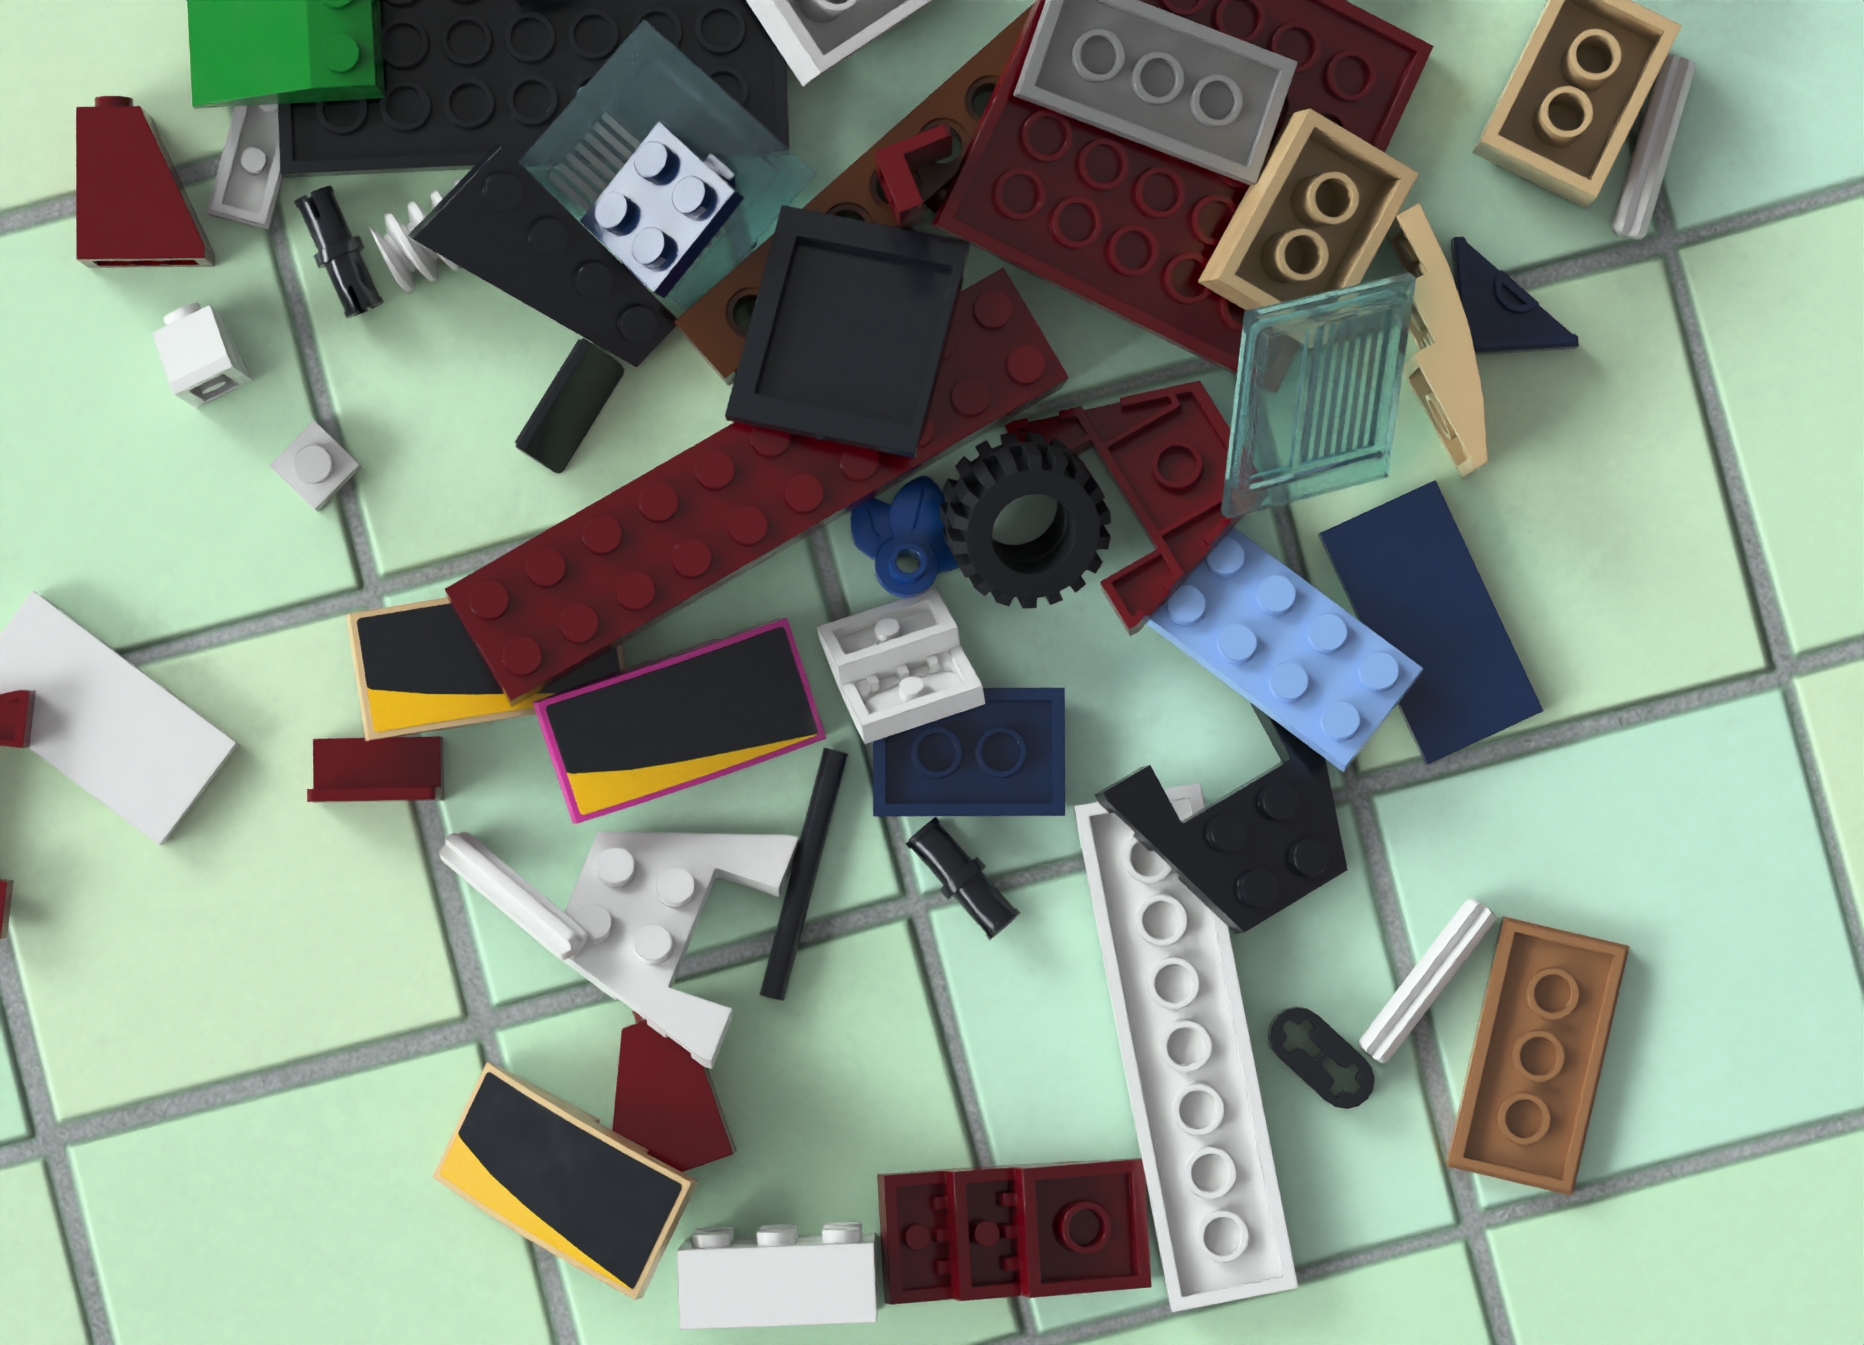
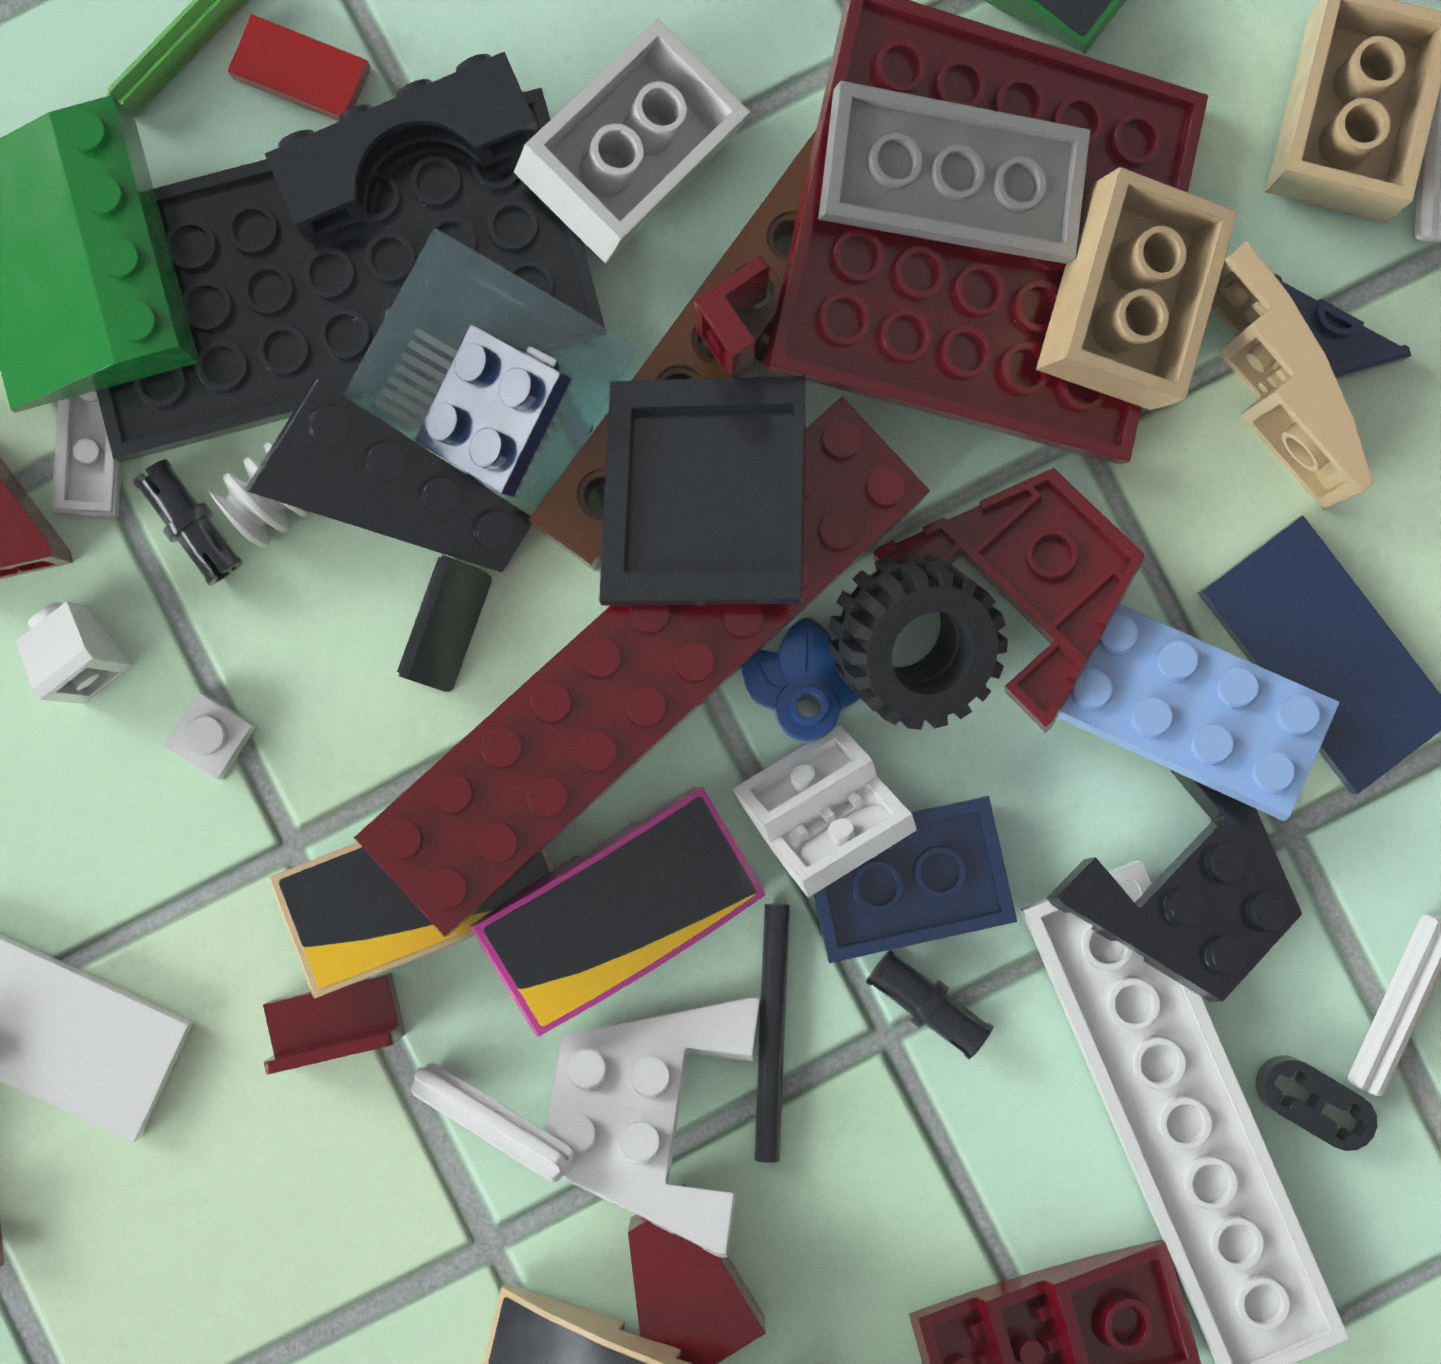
camera: 15 degrees left, 0 degrees up
(1317, 394) = (1184, 451): clear light blue piece -> none

